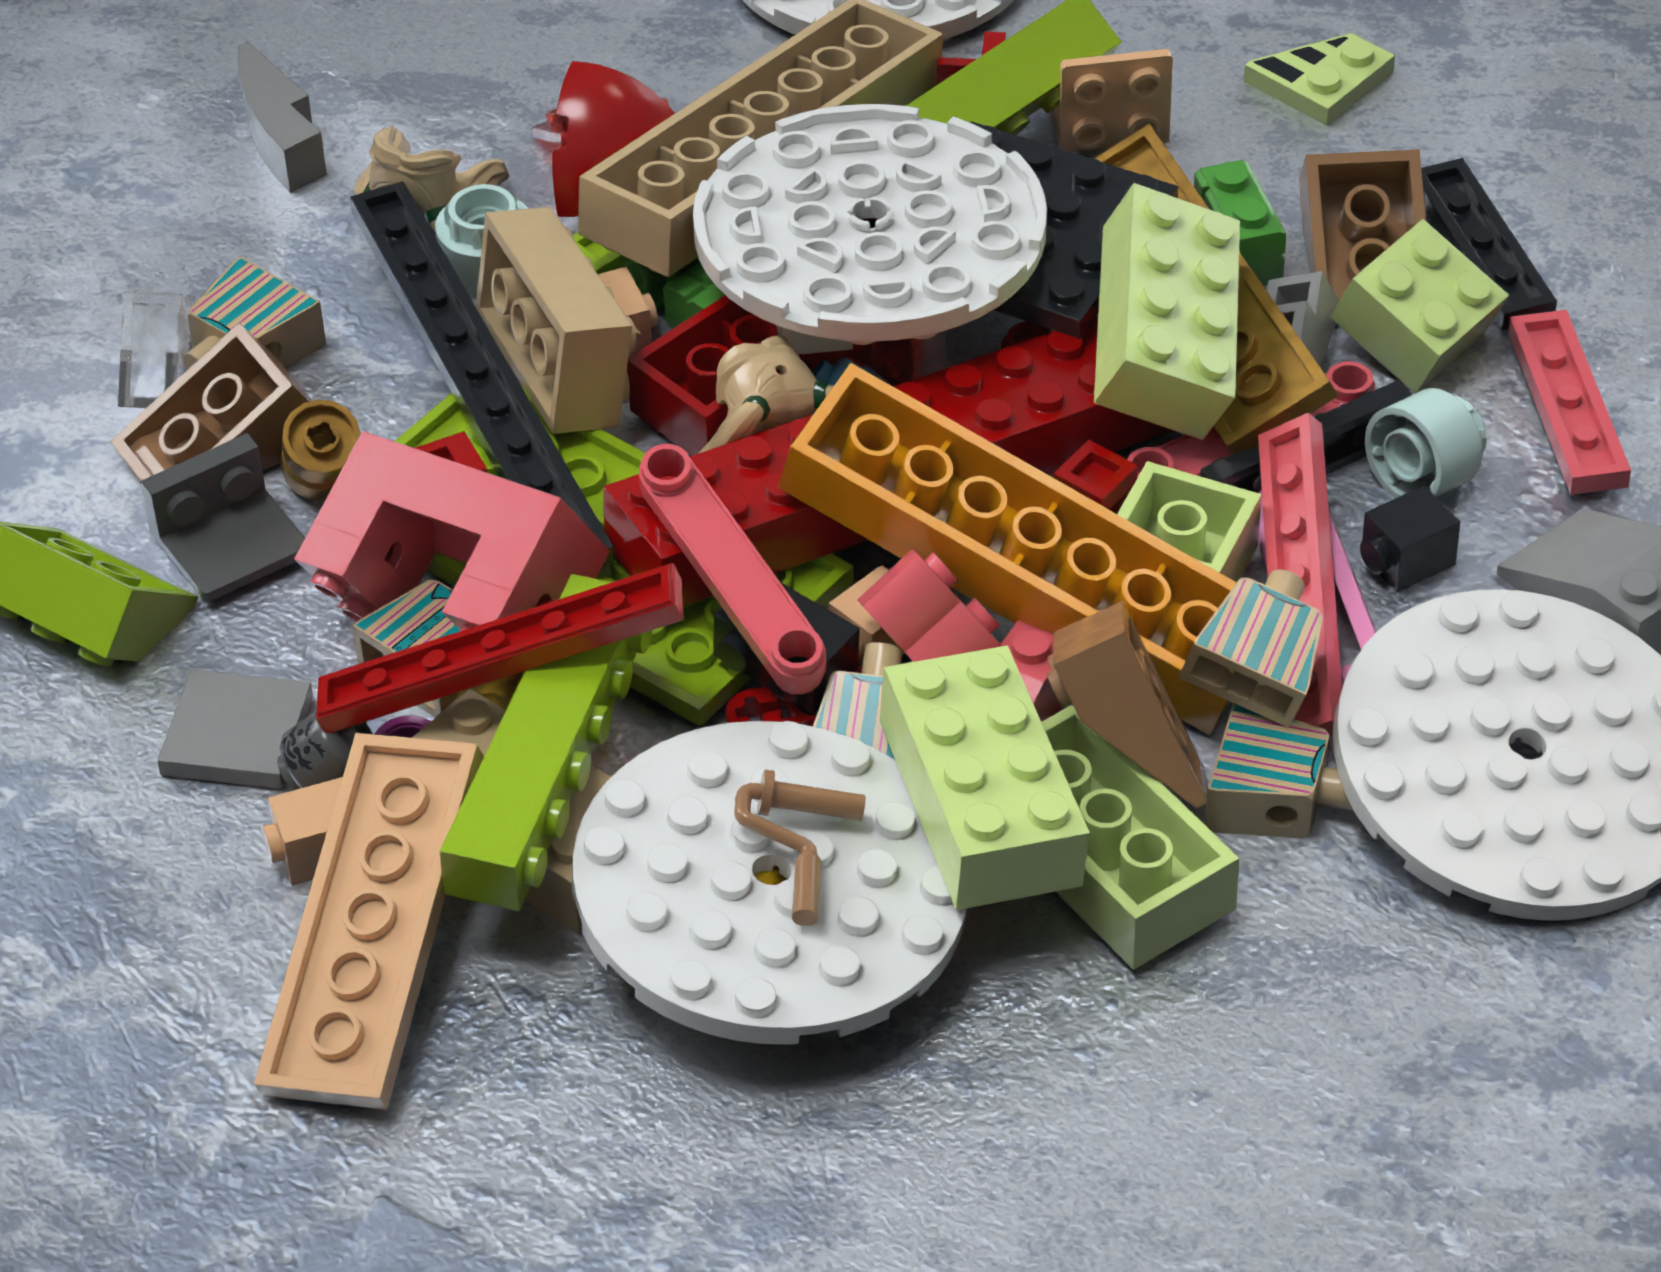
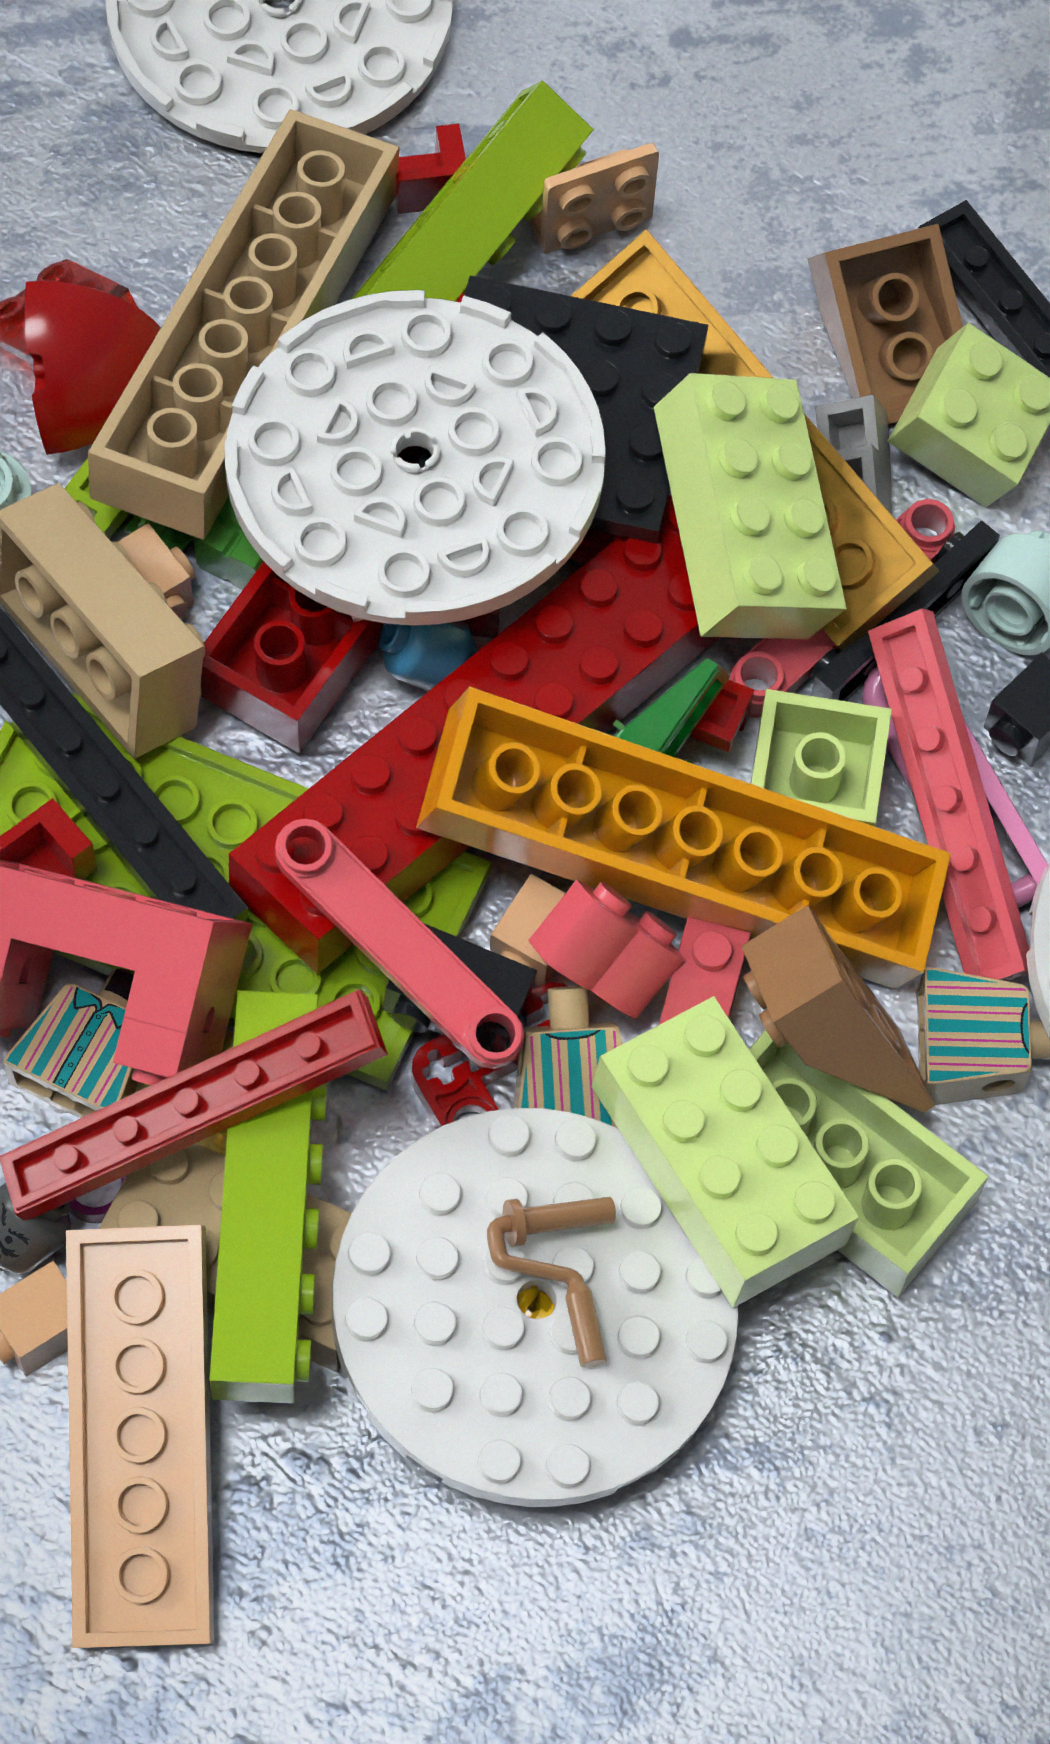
camera: 20 degrees left, 20 degrees up
(758, 394) = (353, 697): tan hair -> none
(1061, 449) = (678, 711): none -> green slope
(1236, 192) = (767, 323): bright green brick -> none
(1259, 647) = (948, 917): tan torso -> none
(1322, 76) = (789, 103): yellowish green wing -> none

